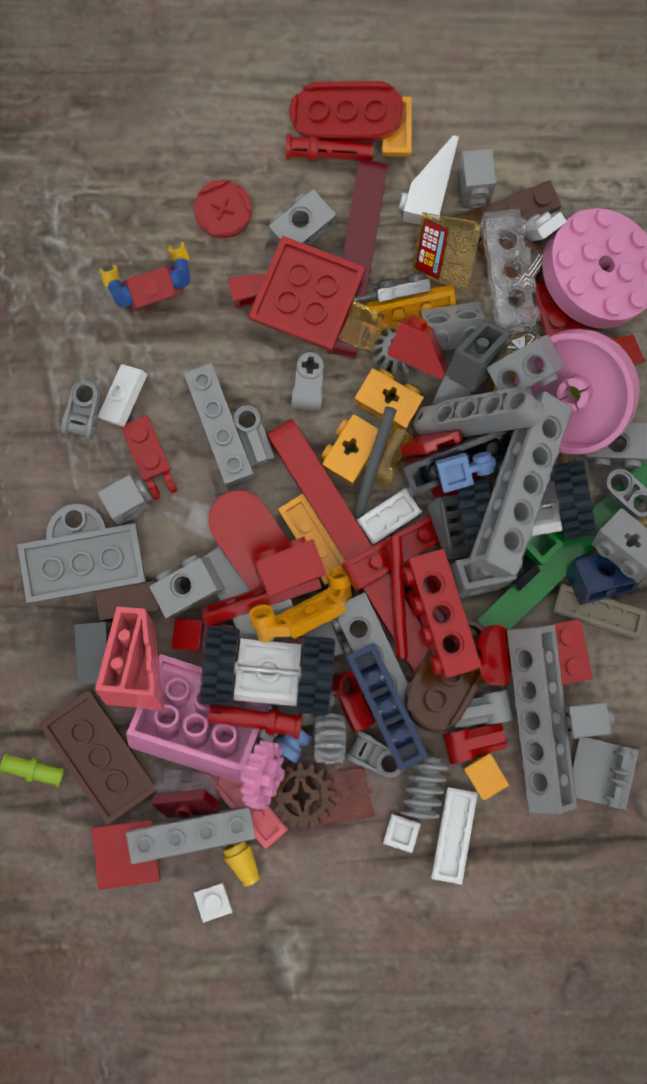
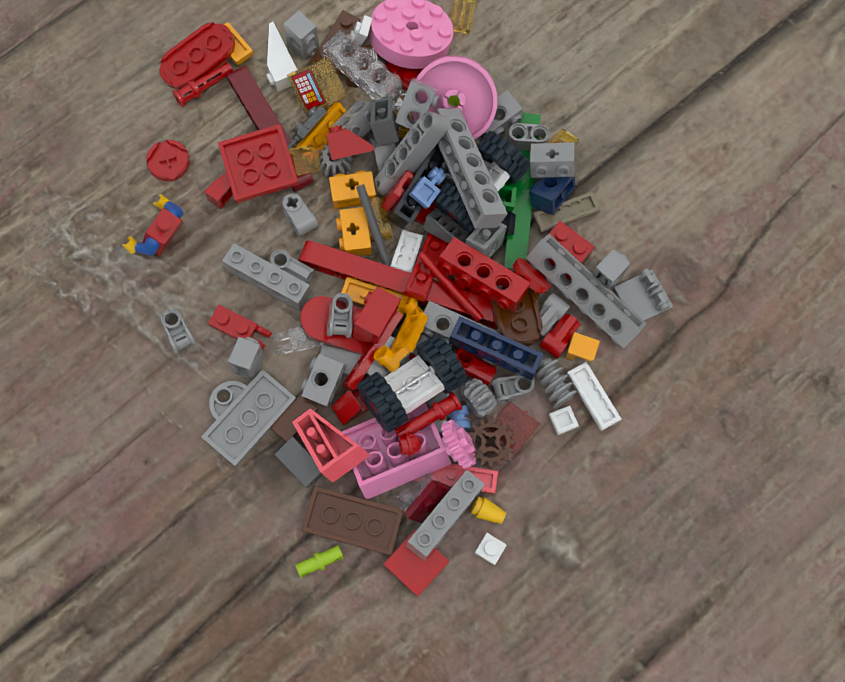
camera: 45 degrees left, 10 degrees down
(122, 395) = (194, 305): white plate -> none
(210, 735) = (409, 444): none -> red plate
(253, 536) = (340, 320): none -> light grey piece
(305, 206) = (220, 120): light grey brick -> none

